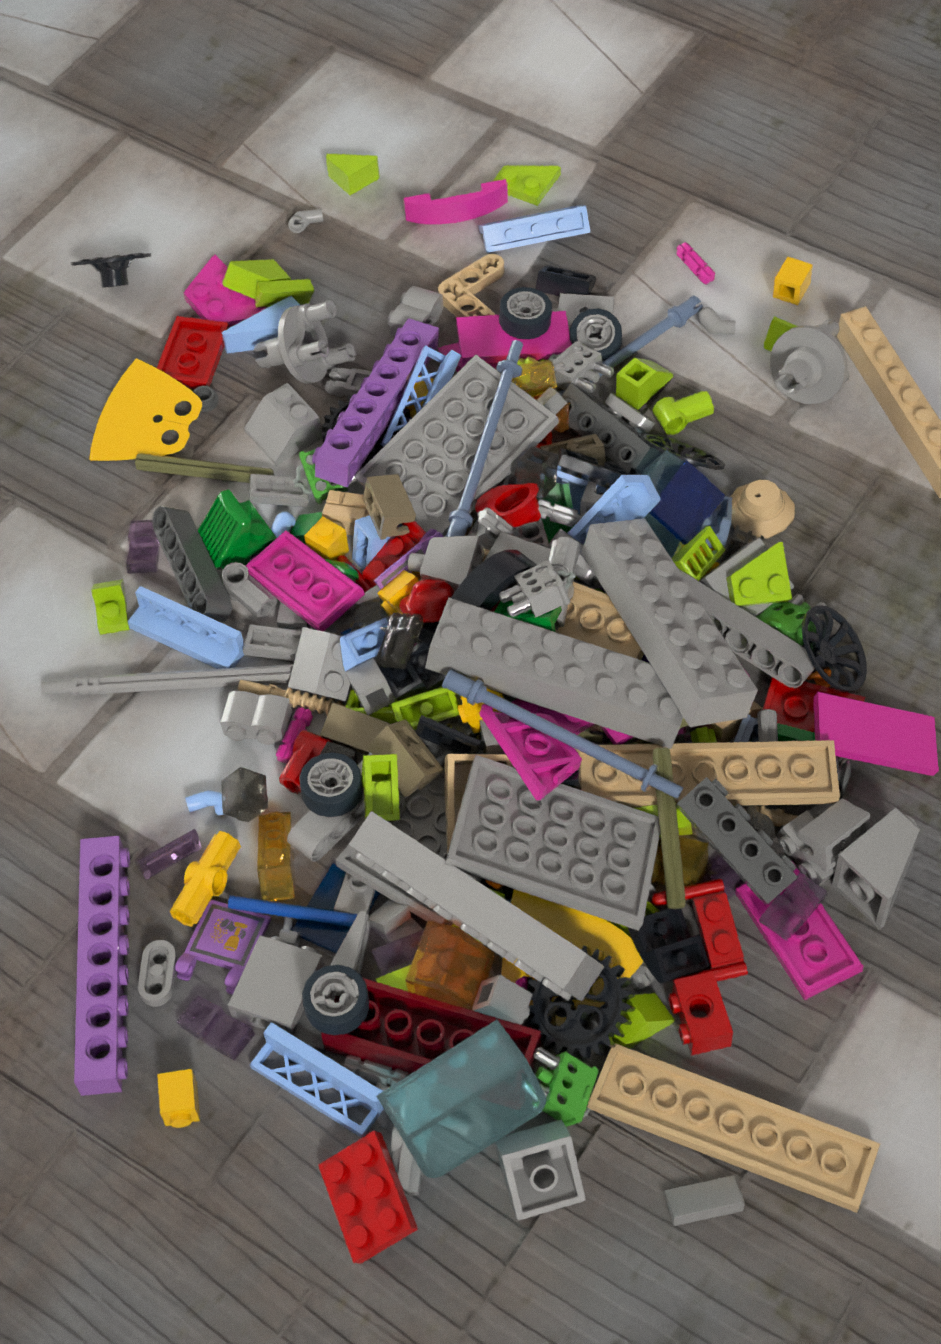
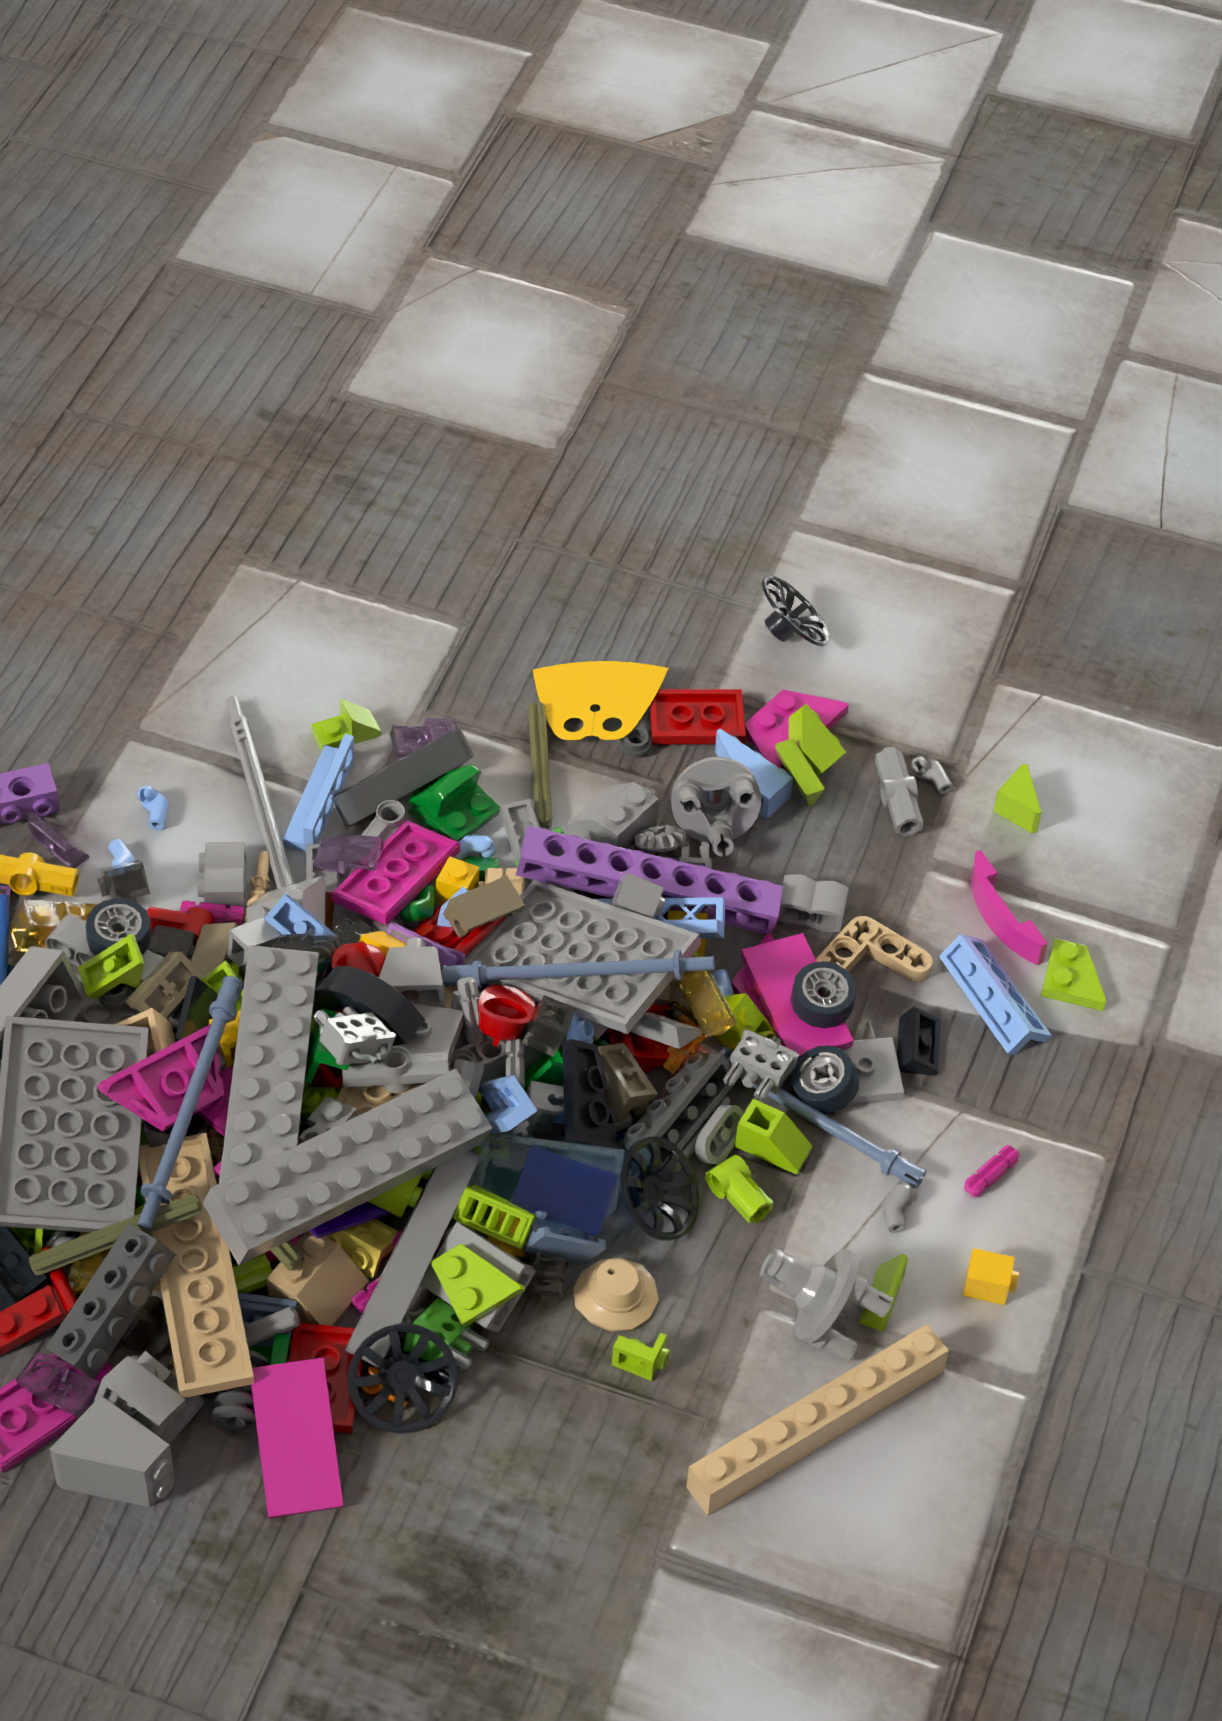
camera: 70 degrees right, 5 degrees down
(150, 765) = (155, 804): none -> light blue arm
(272, 611) = (349, 850): none -> clear purple slope
(318, 241) = (898, 791): none -> light grey piece
(323, 387) = (660, 838): none -> light grey gear
(408, 400) = (639, 896): none -> light grey brick
(599, 635) = (327, 1116): none -> light grey plate
(828, 497) = (638, 1358): none -> lime bracket

